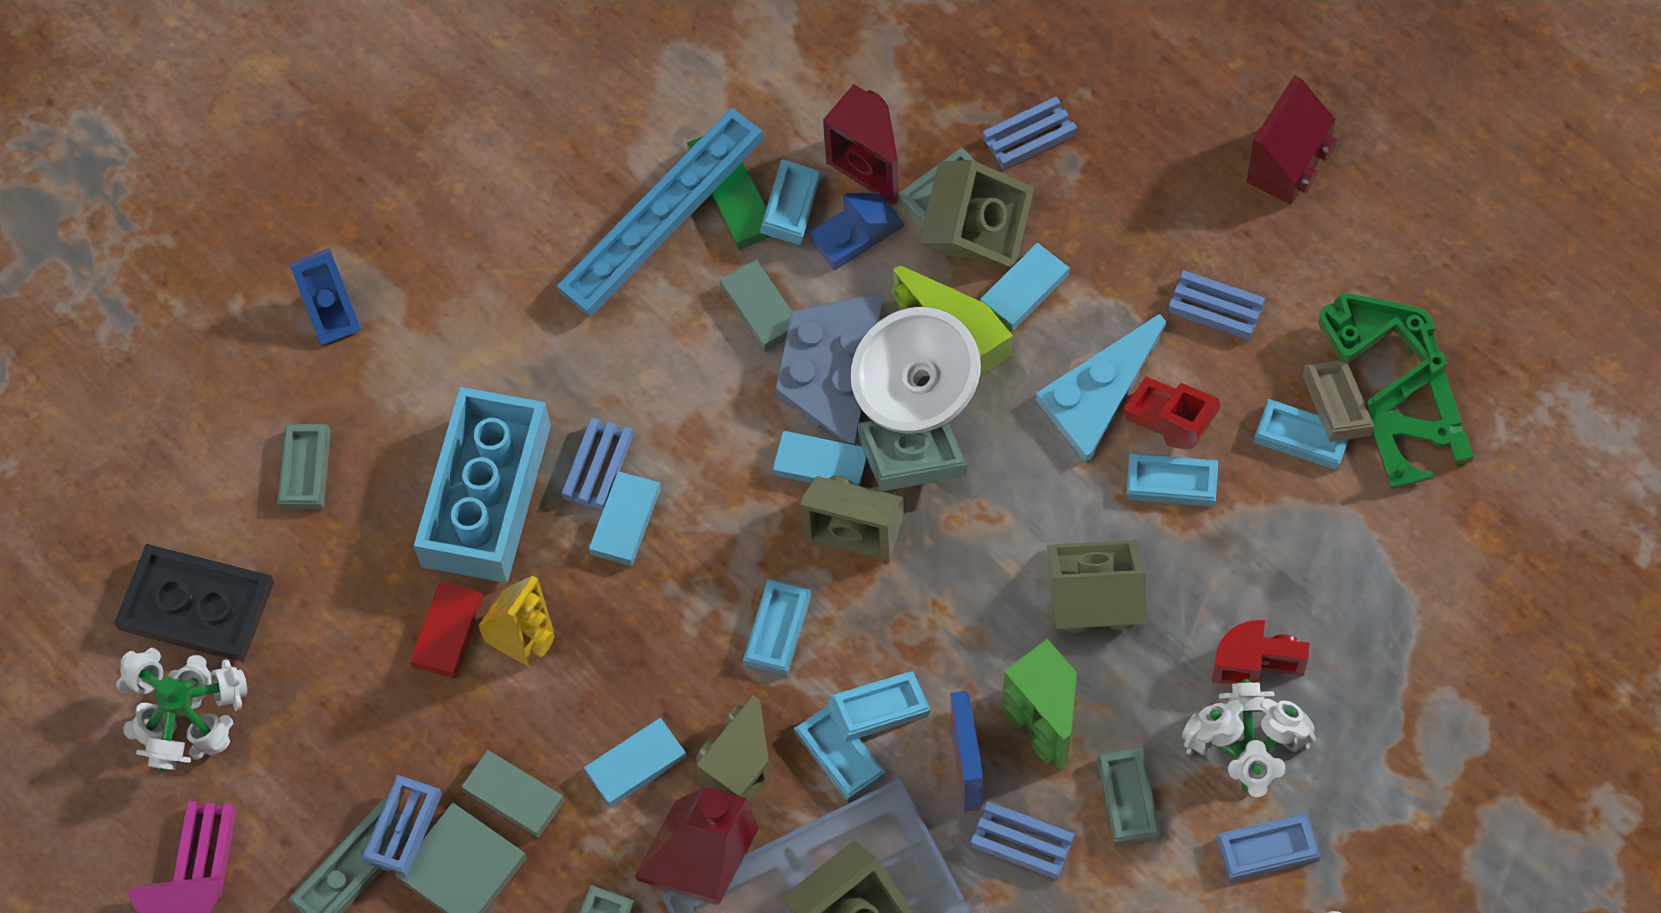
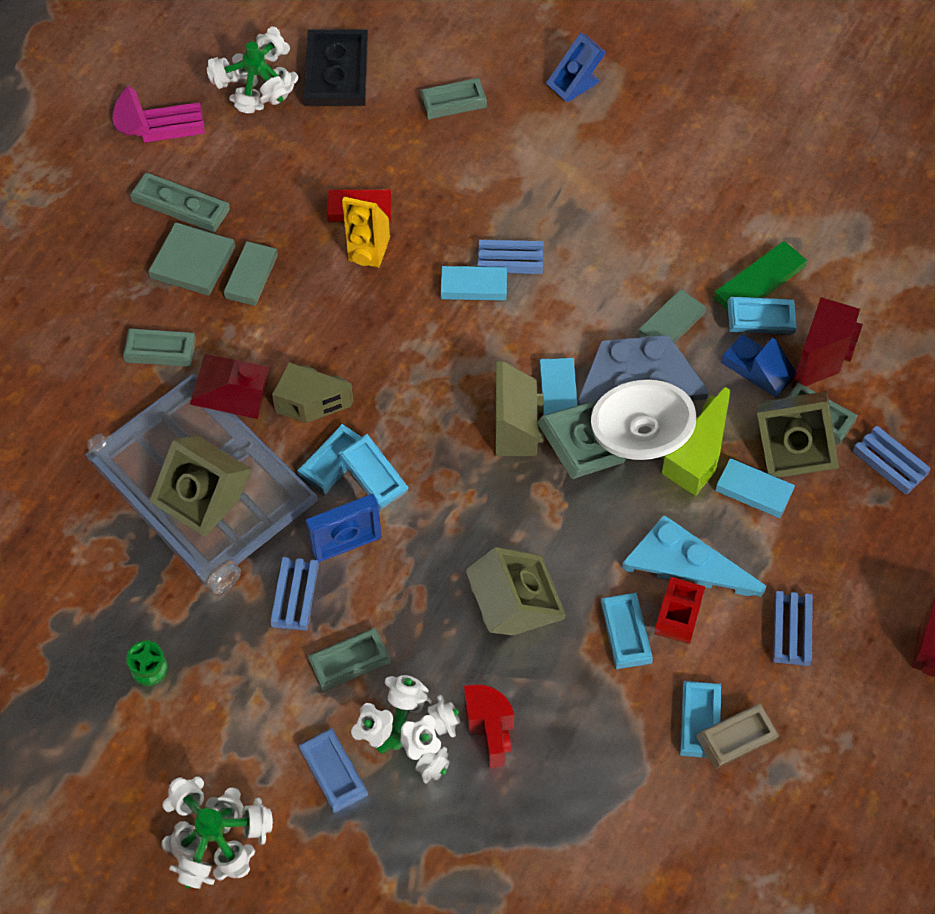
camera: 70 degrees right, 5 degrees down
(417, 834) = (206, 218): medium blue tile -> none
(482, 485) = (466, 189): medium azure brick -> none
(635, 762) = (292, 336): medium azure tile -> none
(660, 212) = (719, 237): dark azure plate -> none
(777, 627) = (419, 396): medium azure tile -> none
(1041, 700) = (398, 573): bright green slope -> none
(1359, 323) = (805, 730): green piece -> none

